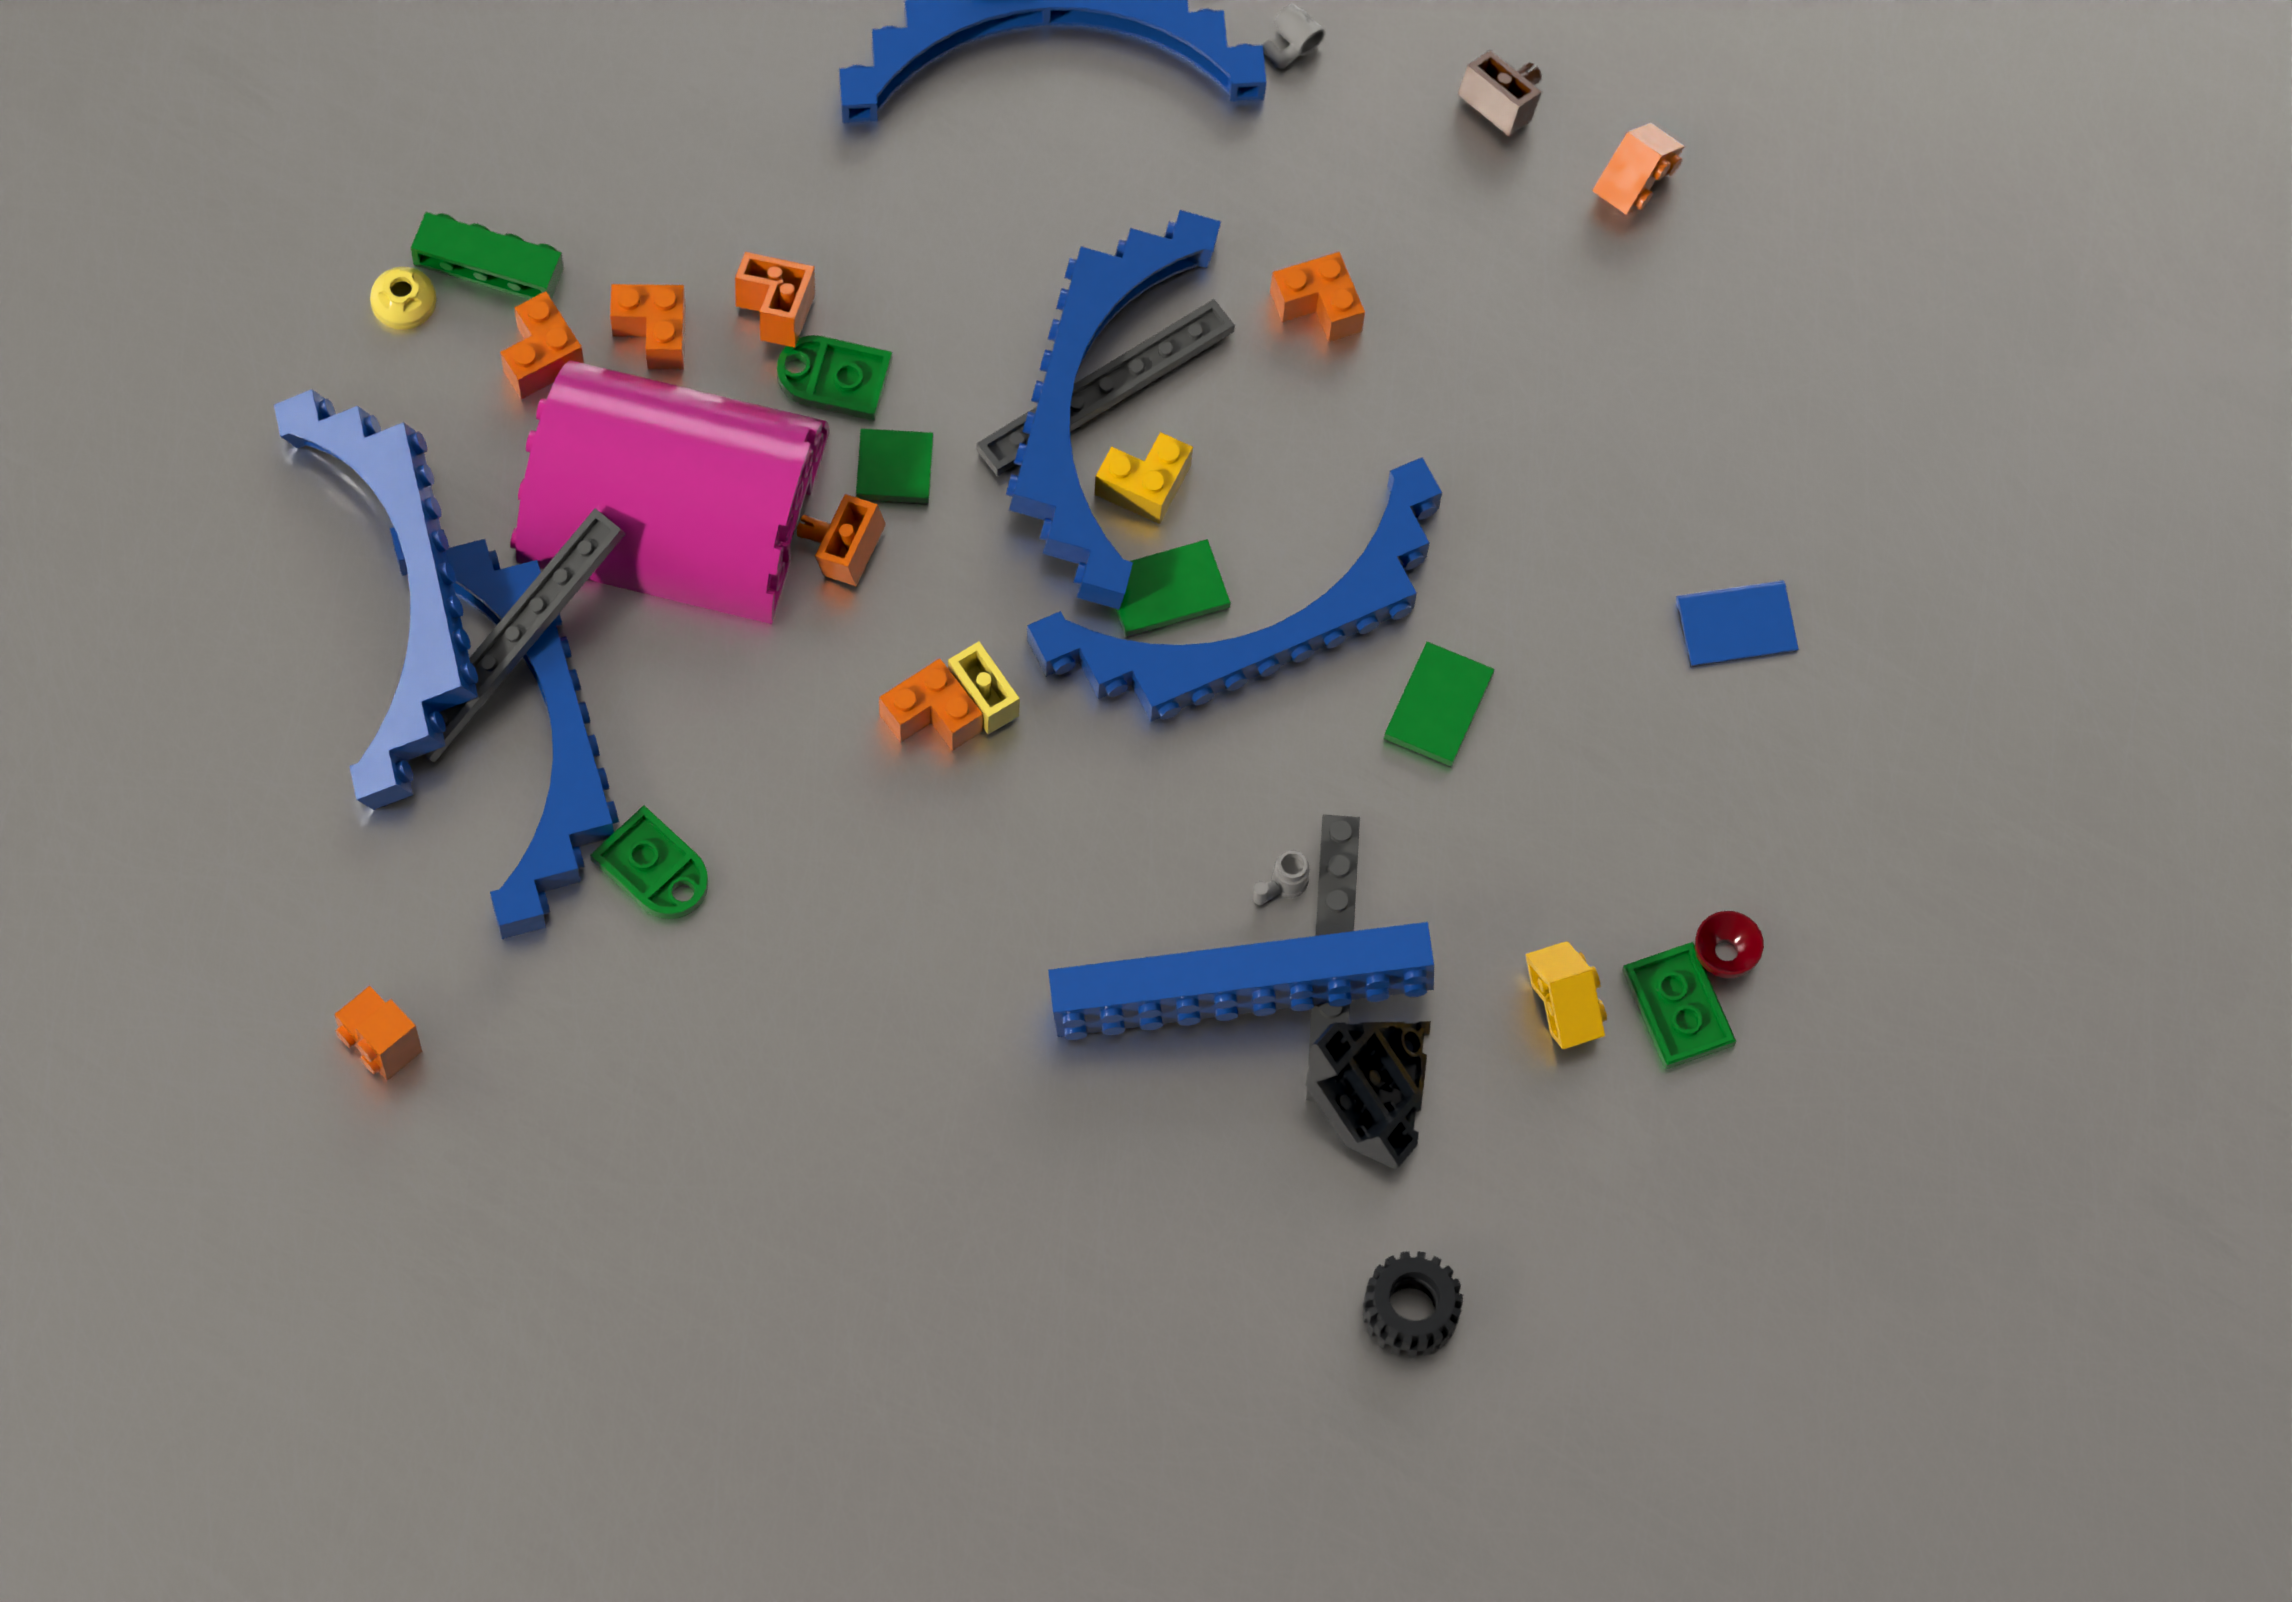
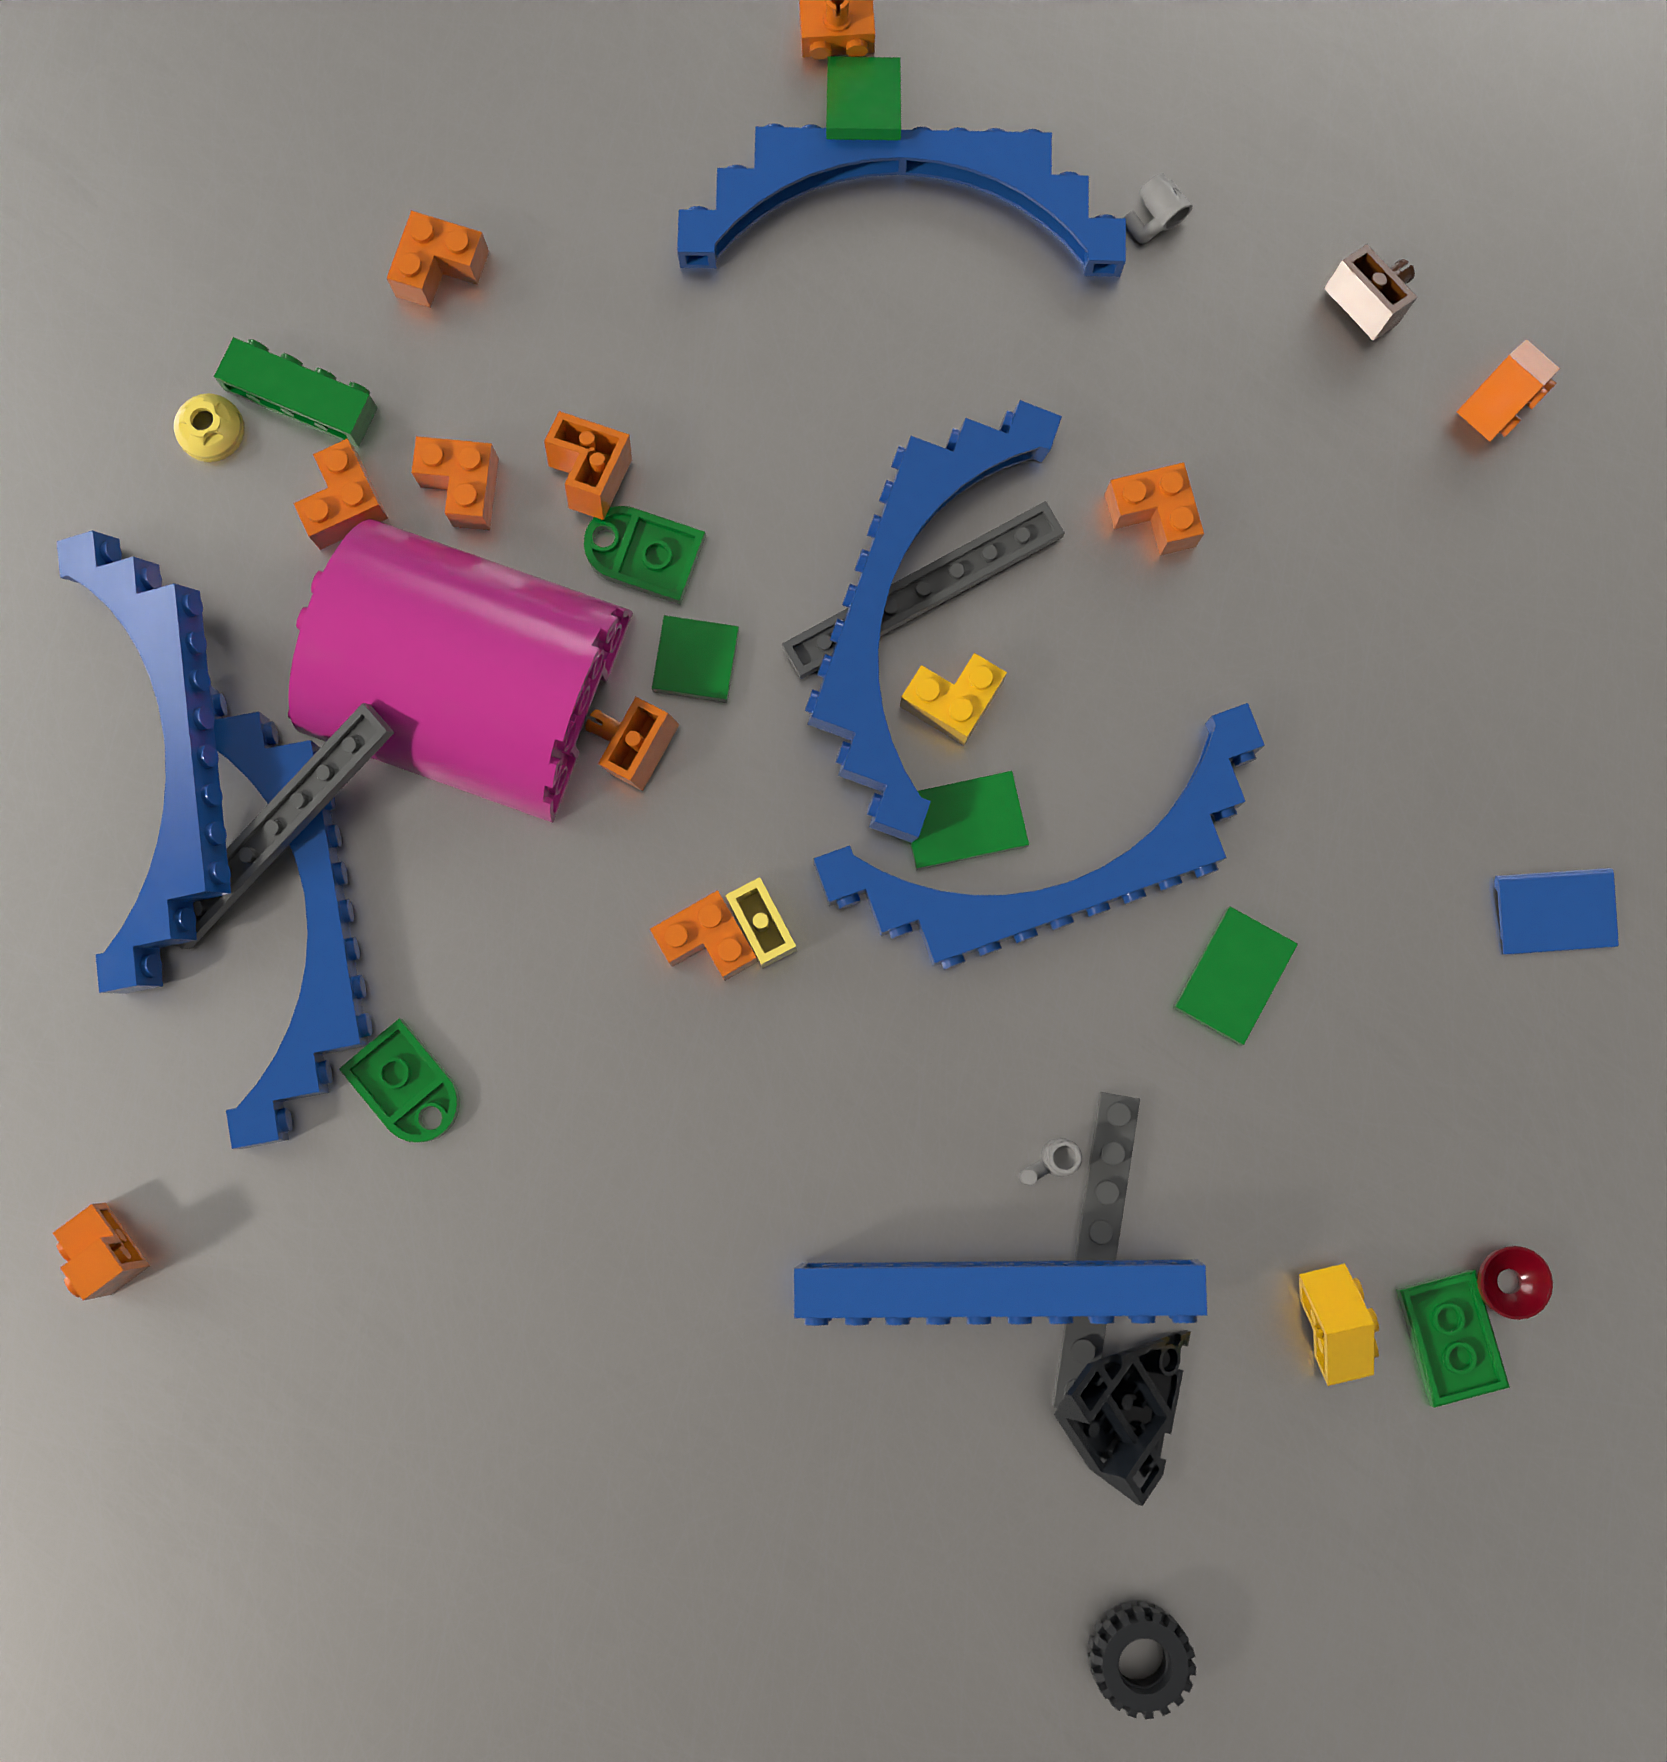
camera: 10 degrees right, 15 degrees up
(607, 122) = (432, 250): none -> orange brick

